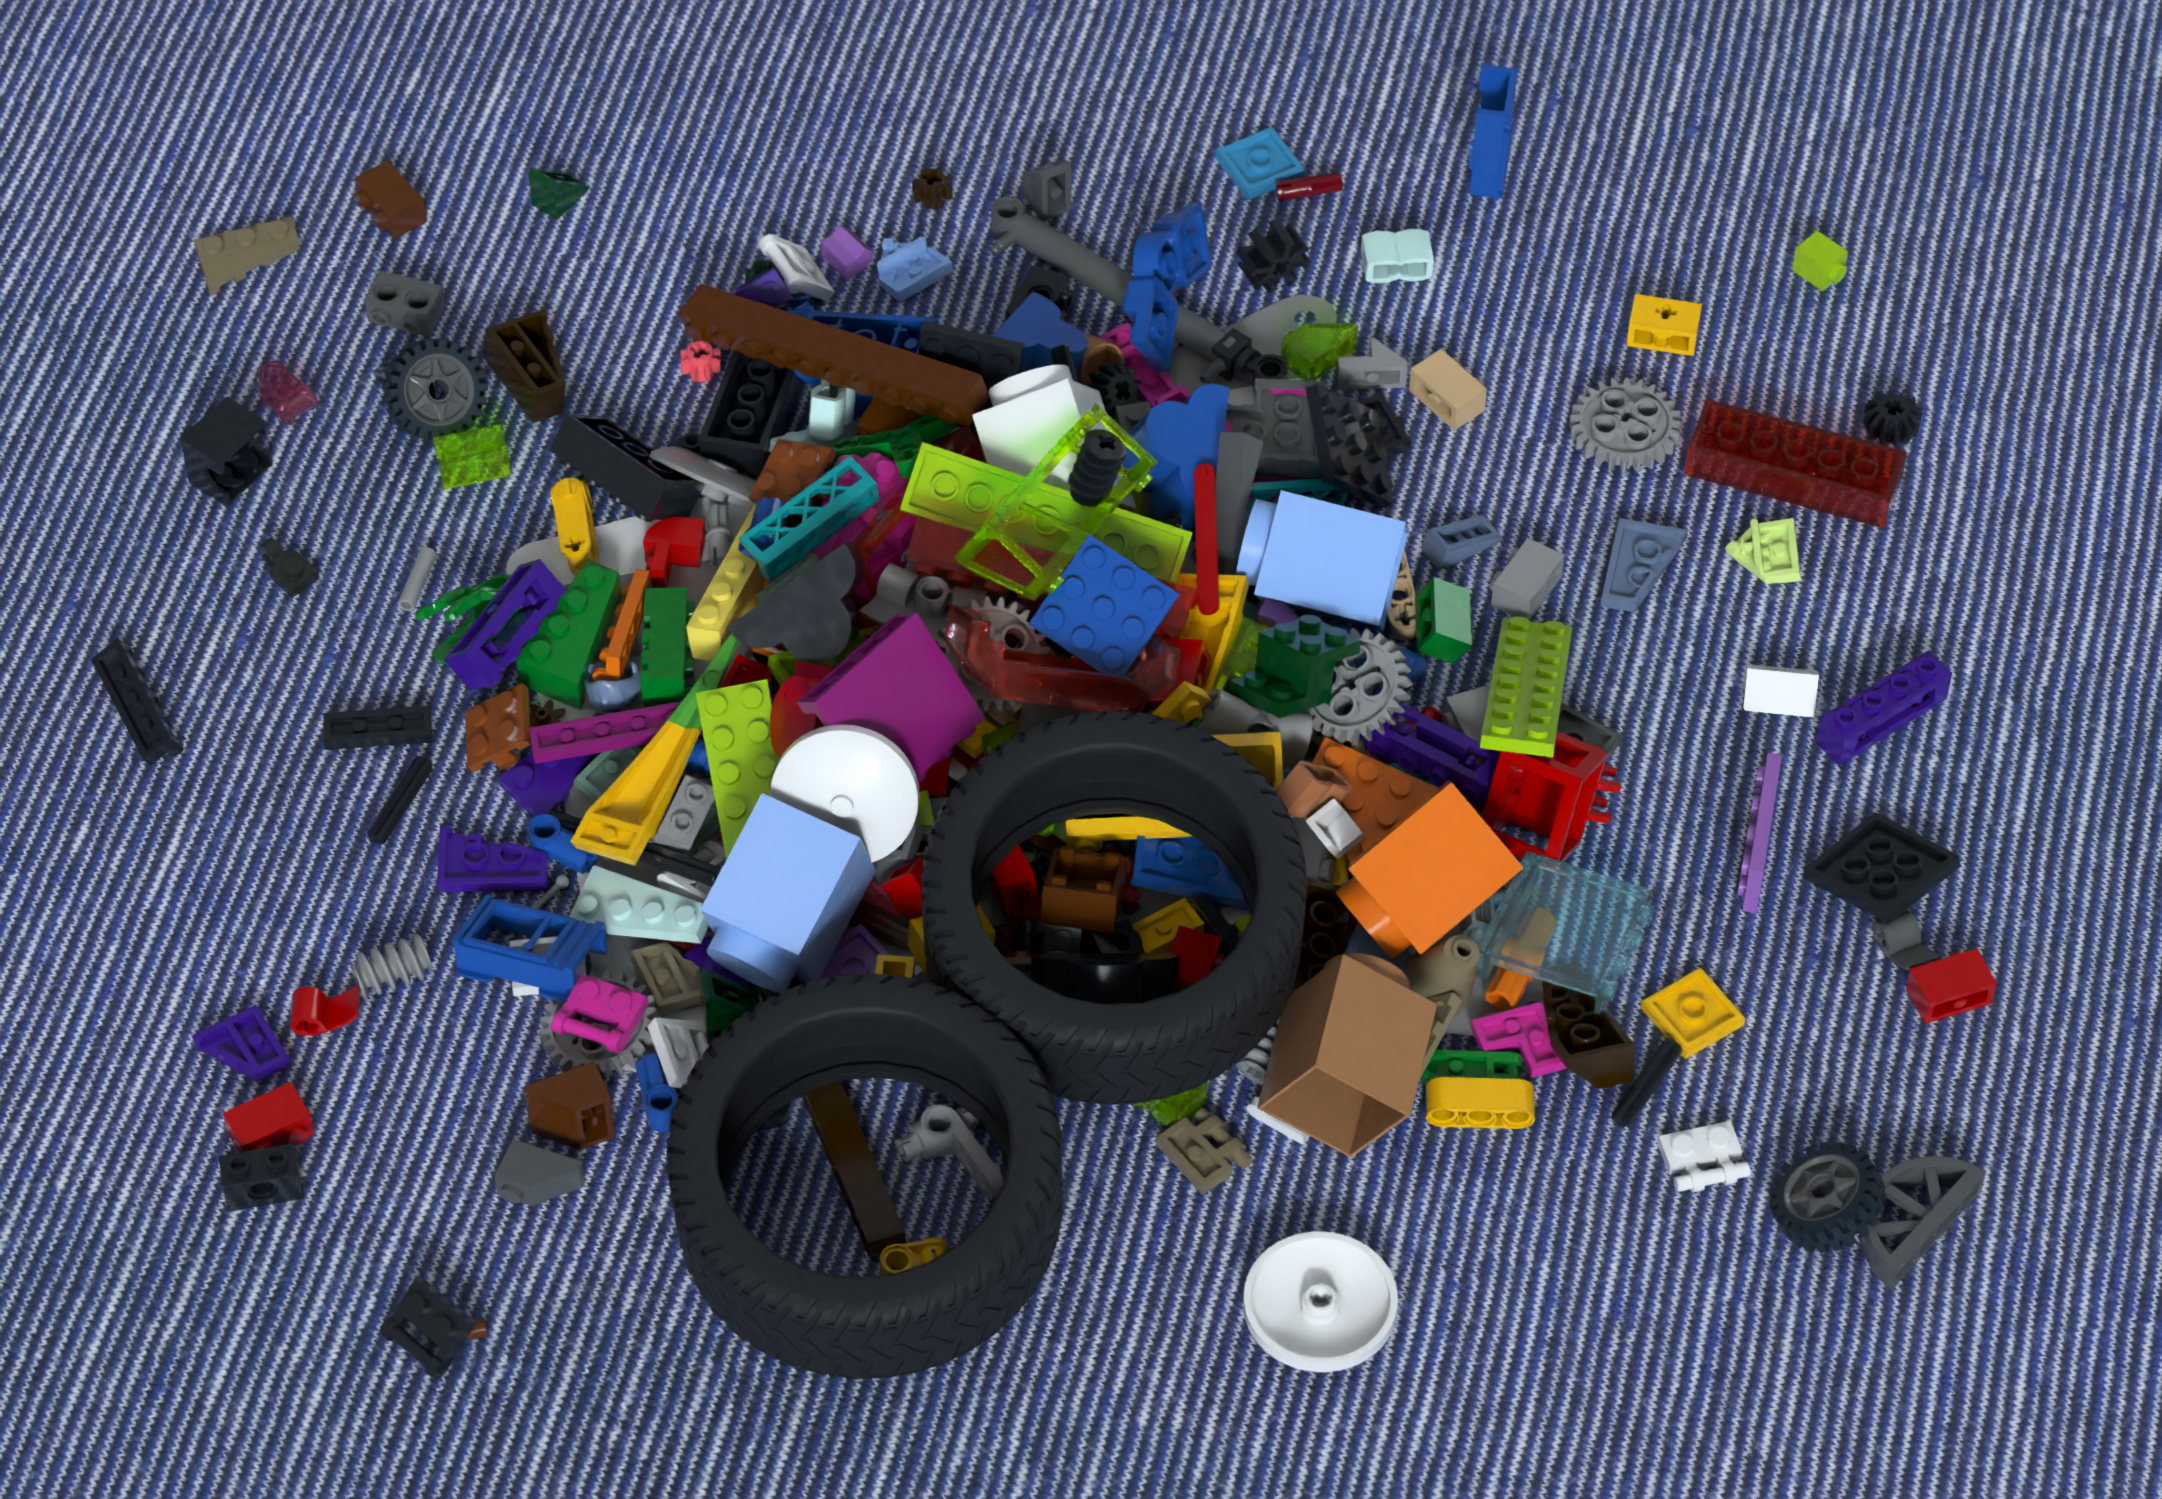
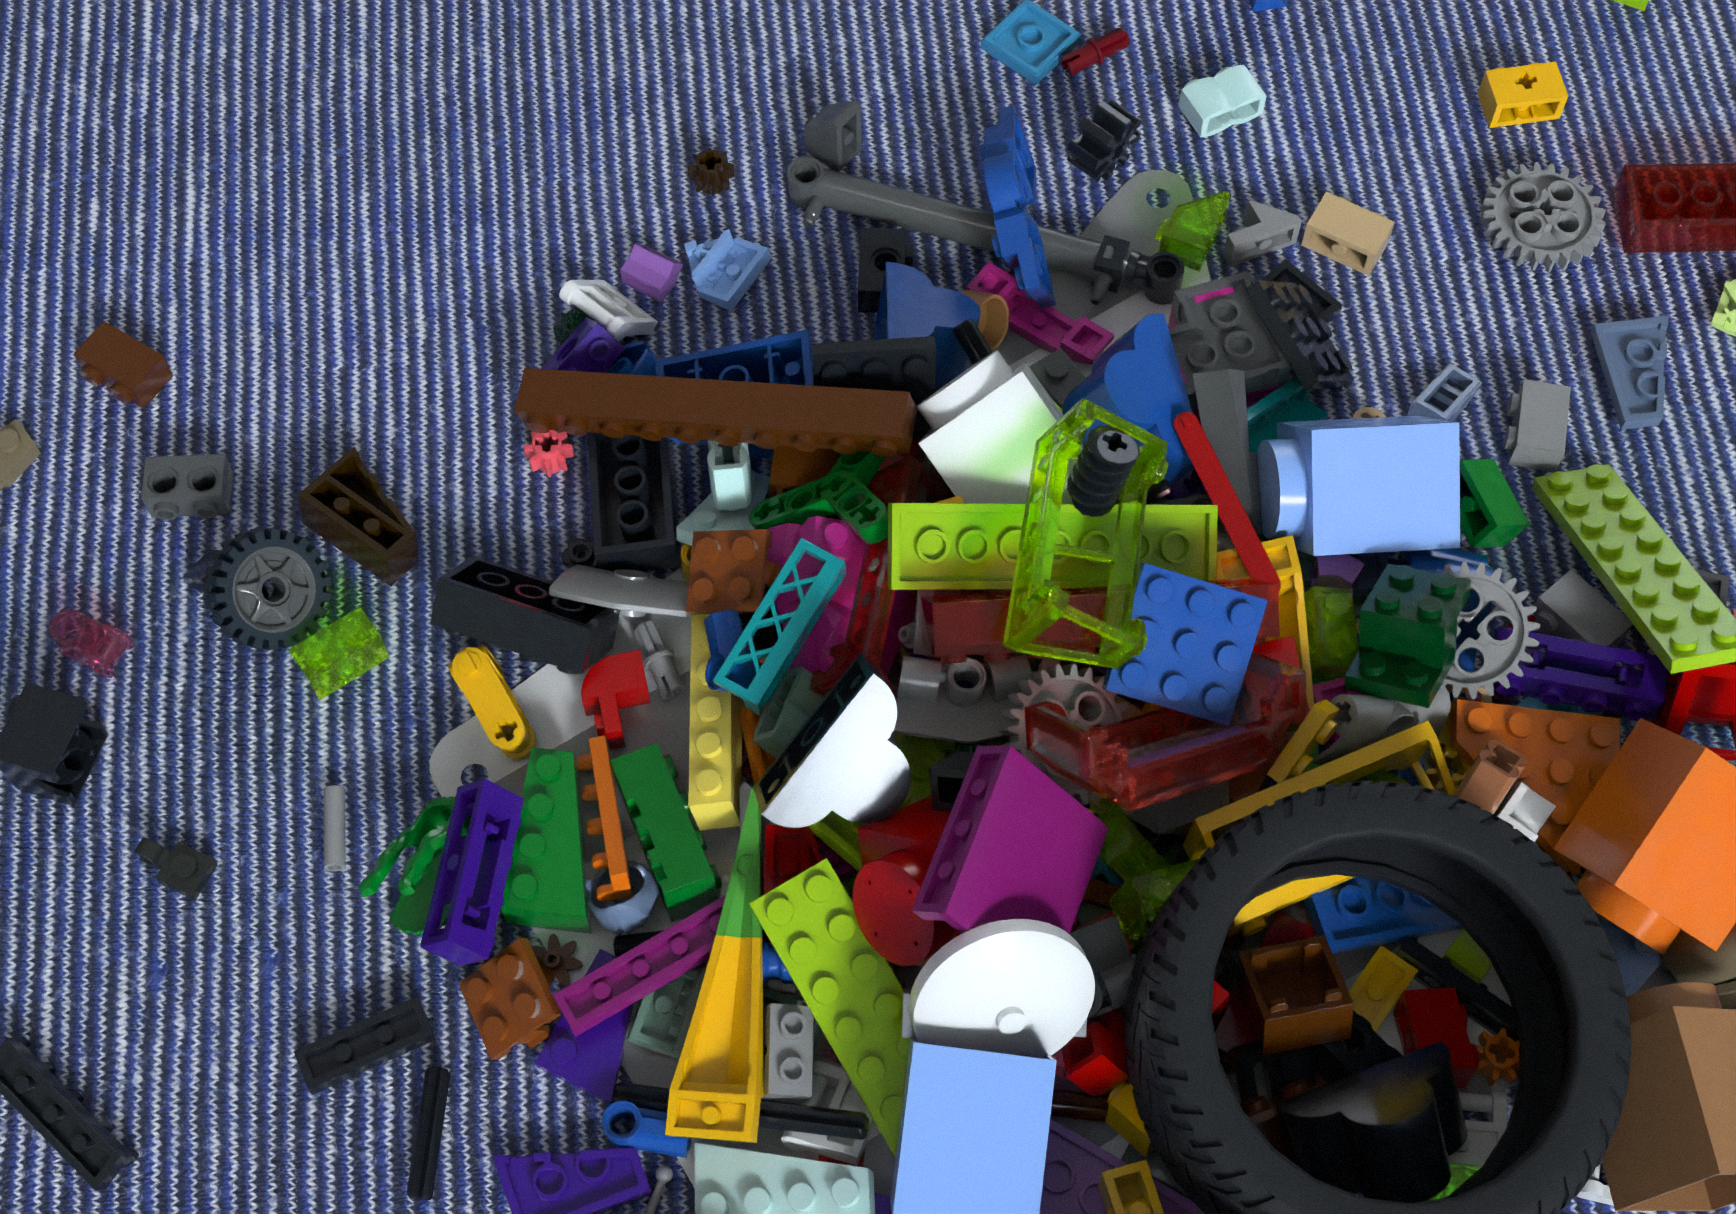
camera: 20 degrees left, 10 degrees up
(554, 191) = (304, 297): dark green slope -> none
(1115, 386) = (1015, 340): black gear -> none

